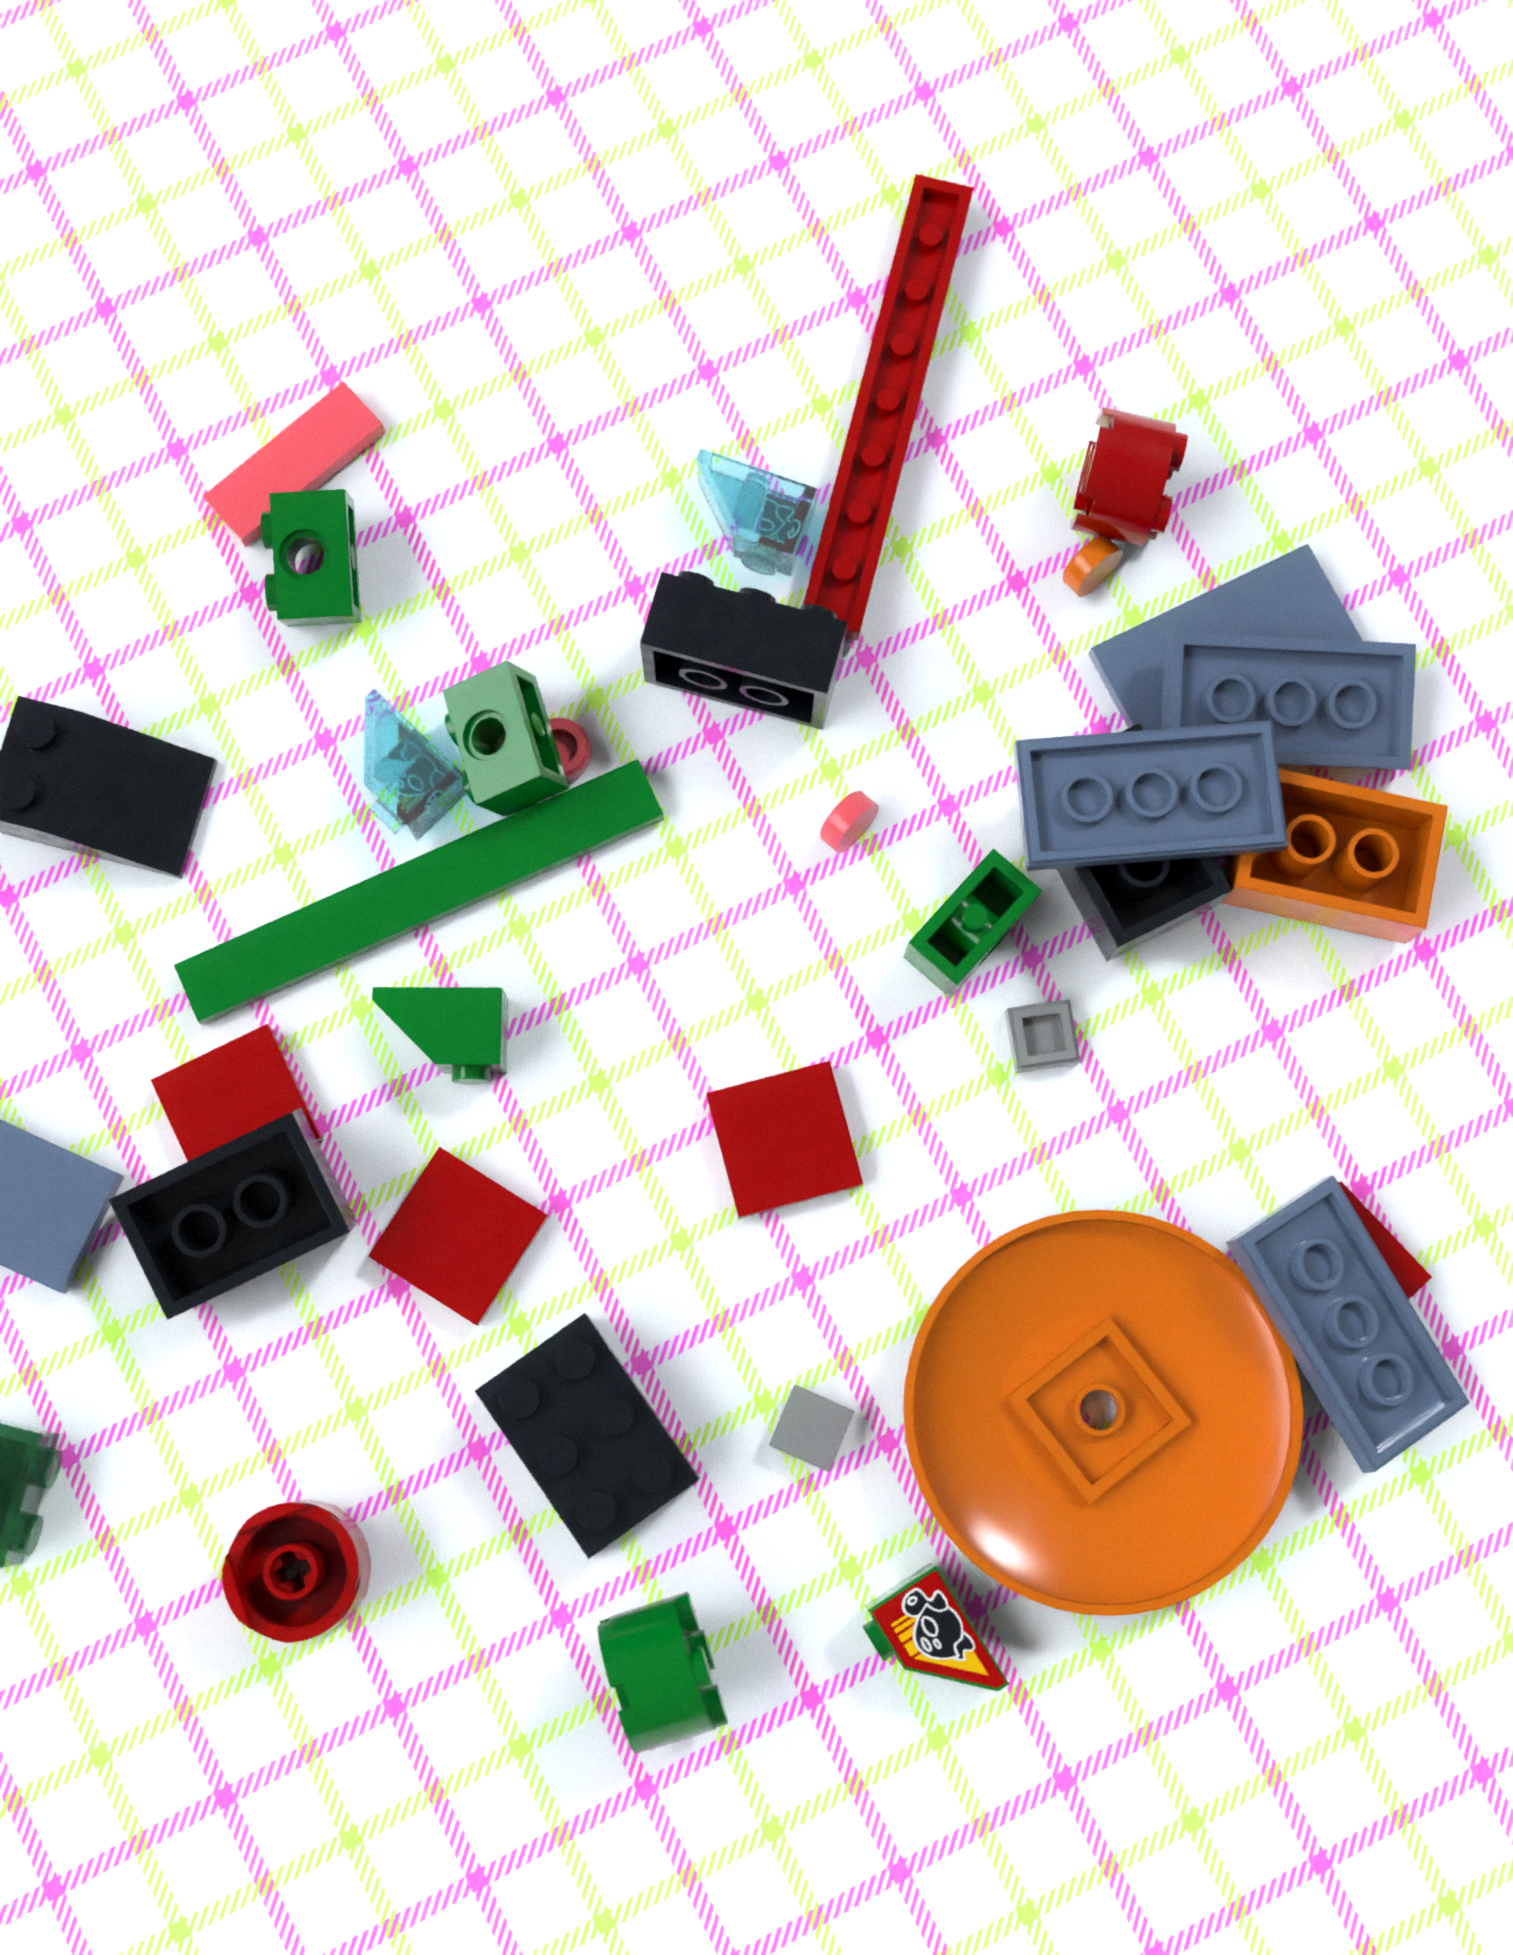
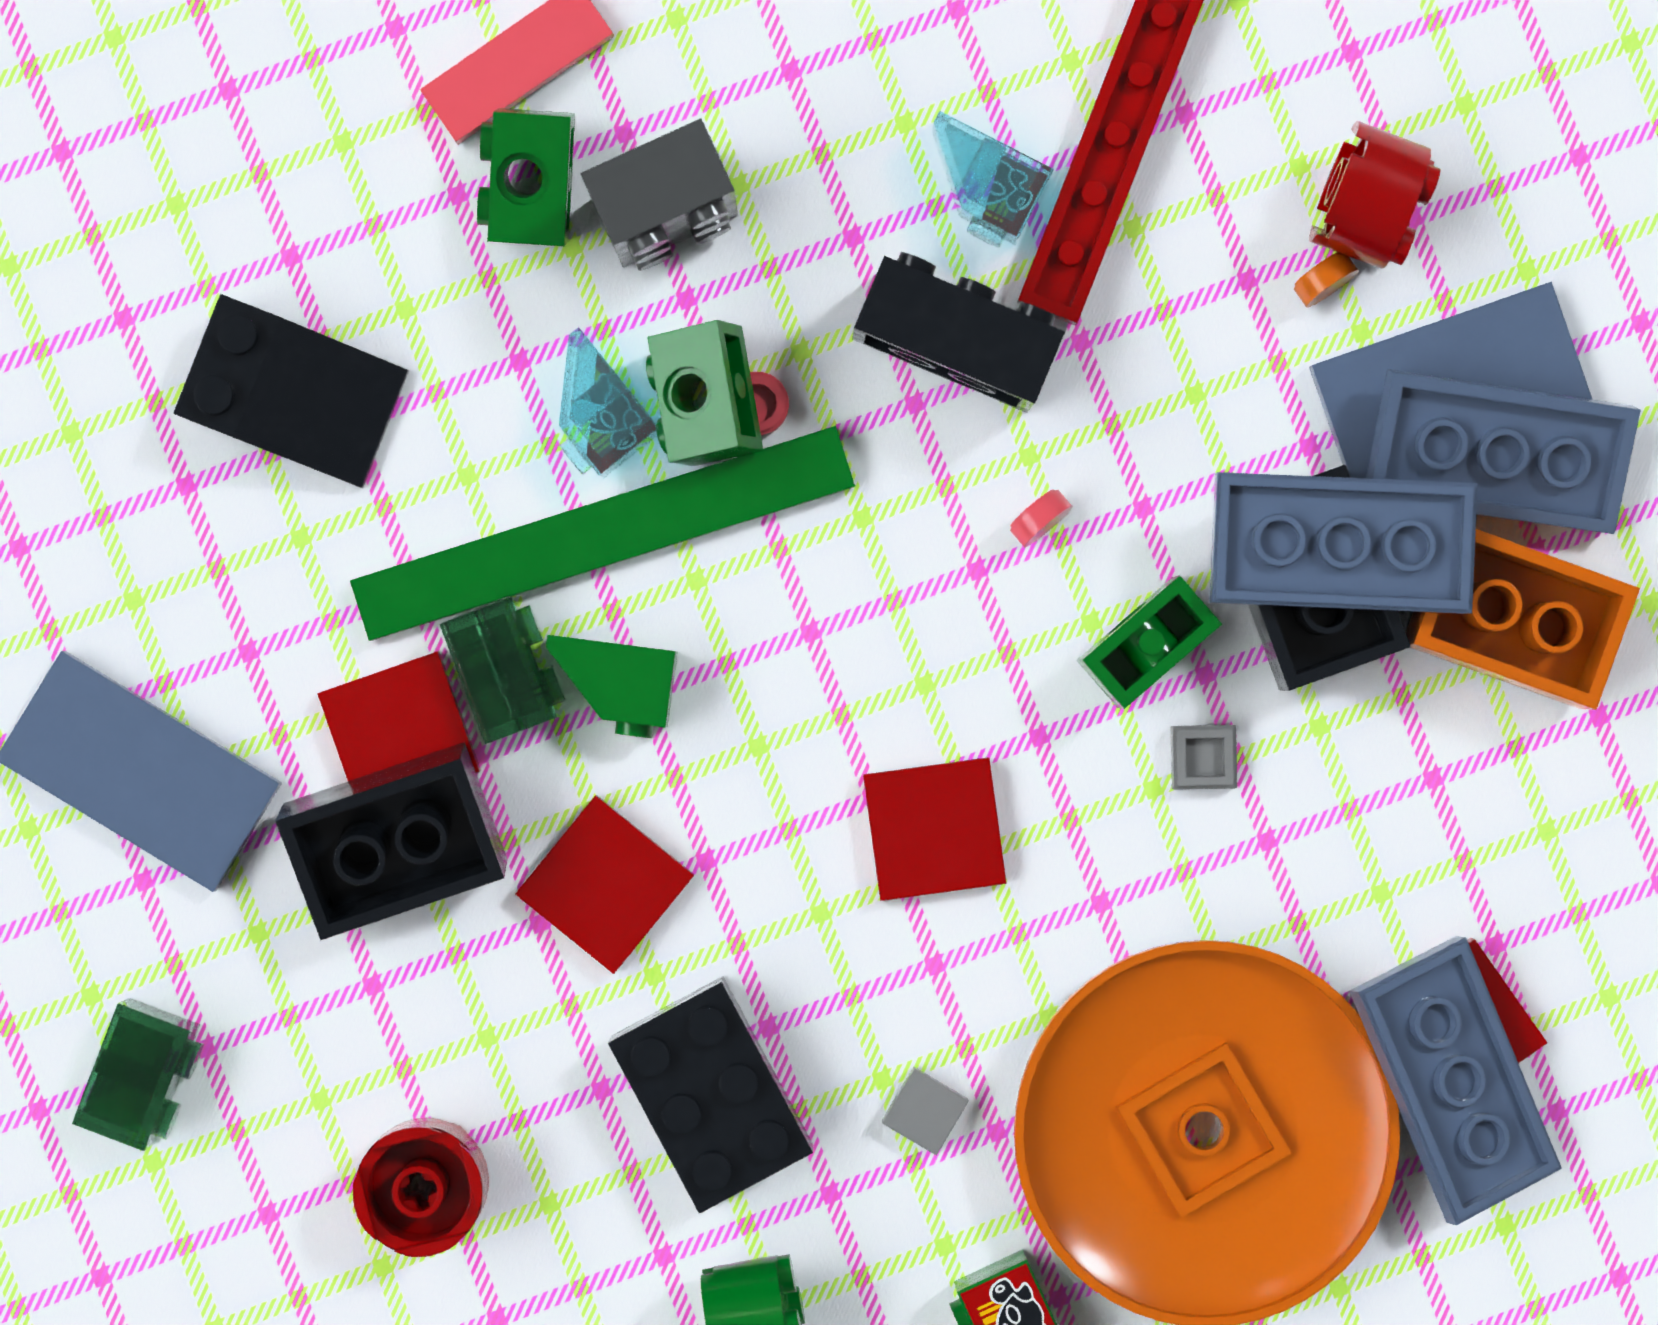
camera: 10 degrees right, 10 degrees up
(332, 1032) = (502, 668): none -> clear green brick
(439, 546) = (663, 195): none -> dark grey brick

